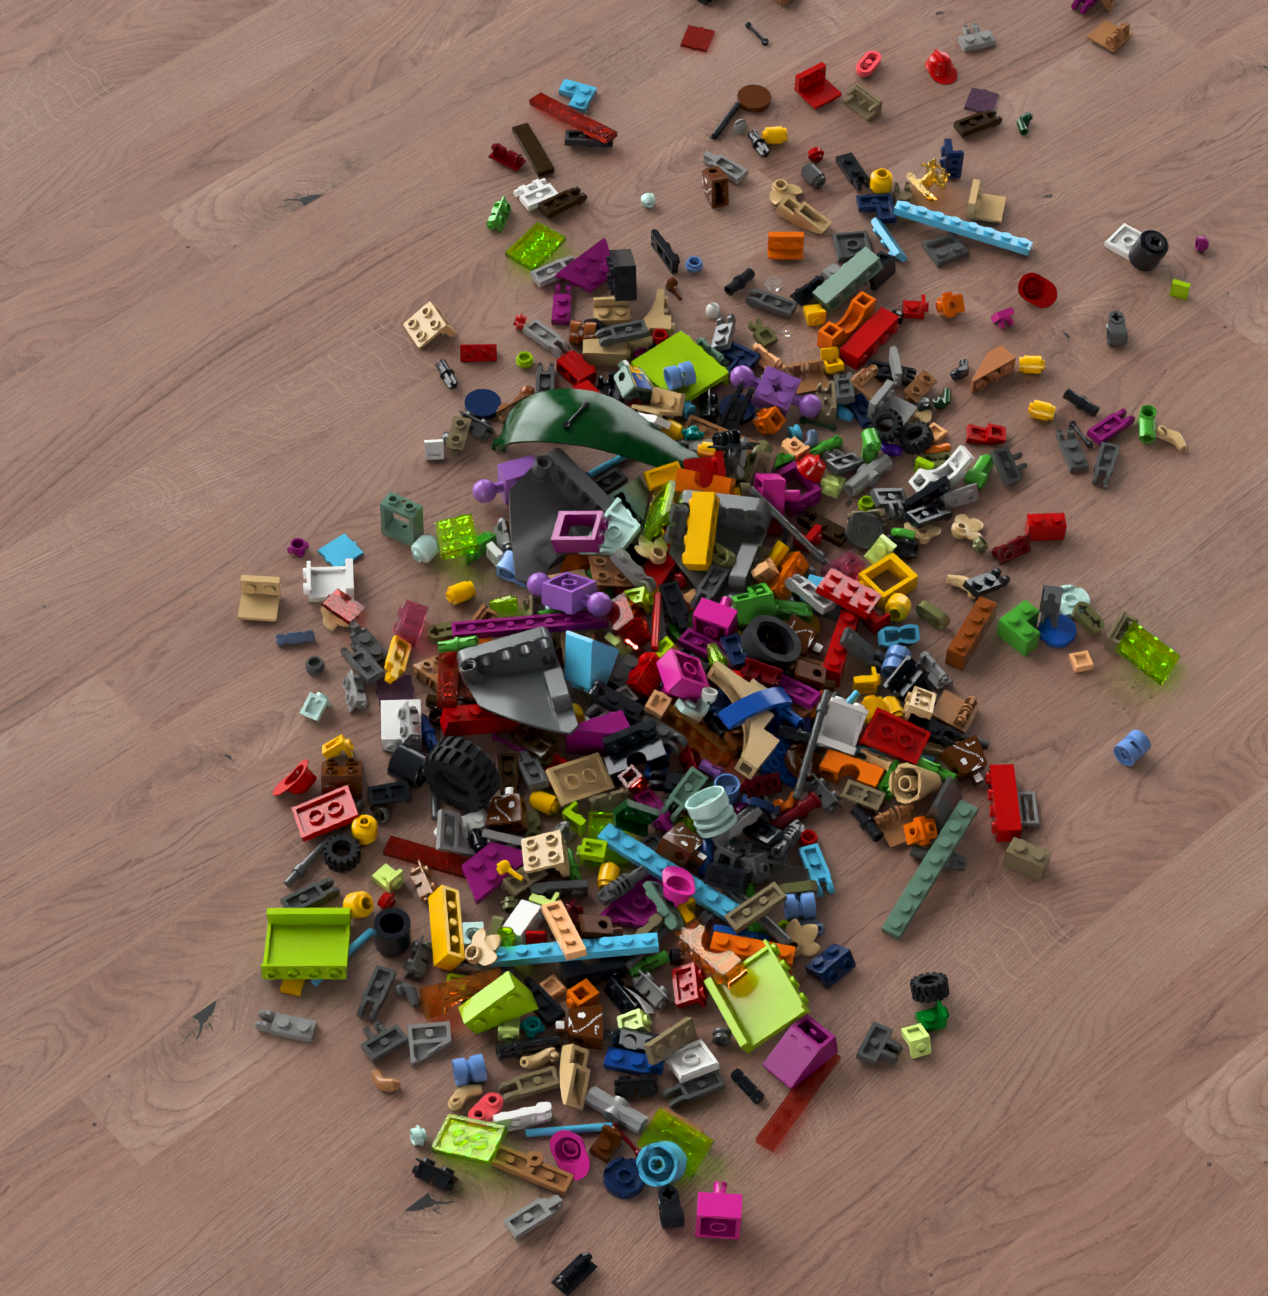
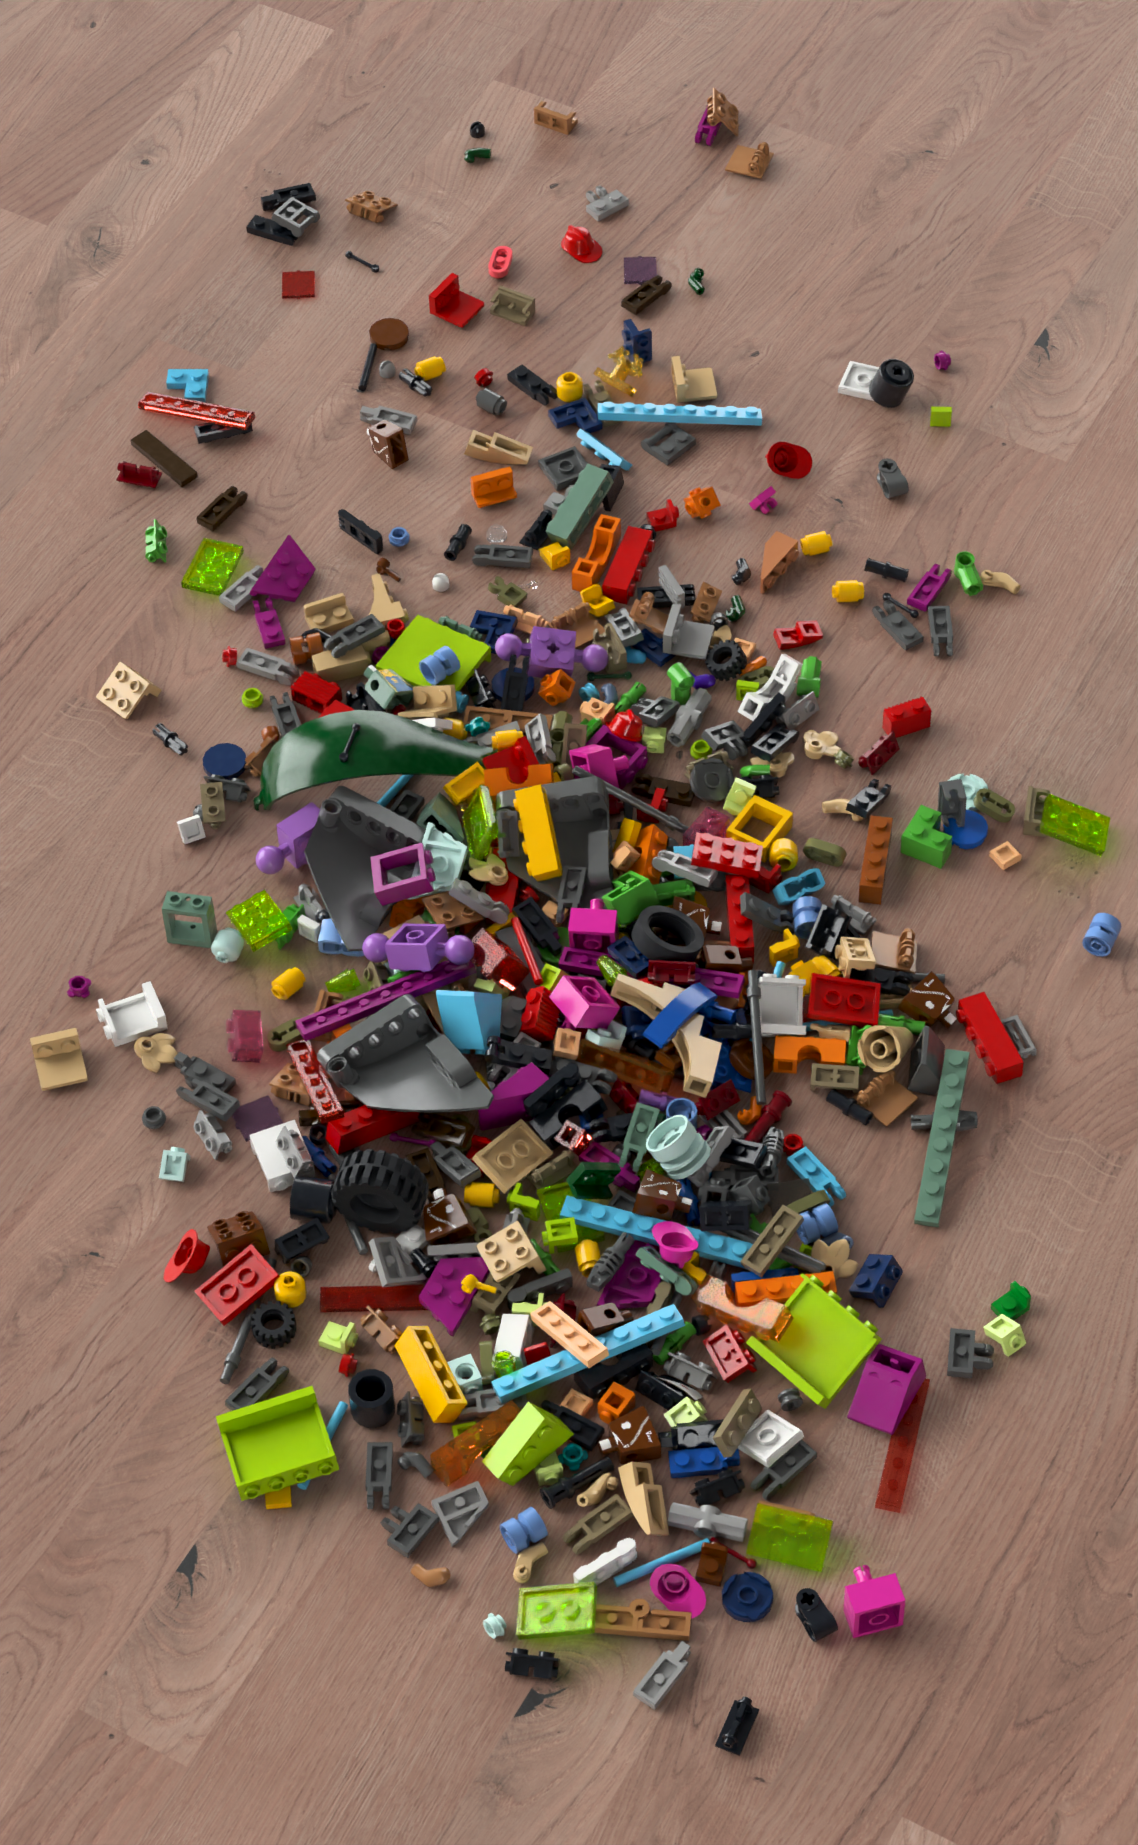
camera: 15 degrees left, 0 degrees up
(286, 1026) = (290, 1546): light grey hinge -> none
(295, 637) = (117, 1092): sand blue axle -> none
(335, 747) = (218, 1202): yellow bracket -> none
(339, 550) = (129, 977): medium azure piece -> none
(343, 606) = (160, 1039): clear red piece -> none
(360, 904) = (320, 1376): yellow head -> none
(396, 659) = (246, 1081): yellow hinge -> none
(457, 644) = (313, 1043): bright green pin -> none
(478, 352) = (196, 704): red hinge -> none
(483, 948) = (487, 1382): tan plate -> none
(486, 1108) = (560, 1568): coral plate -> none
(534, 193) = (192, 507): white plate -> none
(621, 275) = (328, 570): black brick -> none
(641, 598) = (499, 927): lime bracket -> none
(648, 200) = (318, 479): light aqua hinge -> none
(650, 1167) = (774, 1574): medium azure brick -> none
(709, 694) = (622, 1015): white hinge -> none
(722, 553) = (569, 857): olive beam -> none
(724, 333) = (465, 604): dark grey hinge -> none
(730, 440) = (527, 722): black hinge -> none
(747, 1086) = (841, 1446): black axle -> none
(764, 805) = (735, 1122): dark blue tile -> none
(780, 189) = (463, 427): tan plate -> none
(829, 799) = (782, 1082): dark grey hinge -> none
(897, 424) = (695, 643): black tyre -> none
(920, 831) = (915, 1097): orange brick -> none
(929, 987) = (997, 1270): black tyre -> none
(1006, 465) = (837, 663): dark grey hinge -> none
(1027, 858) = (1041, 1092): dark tan brick -> none

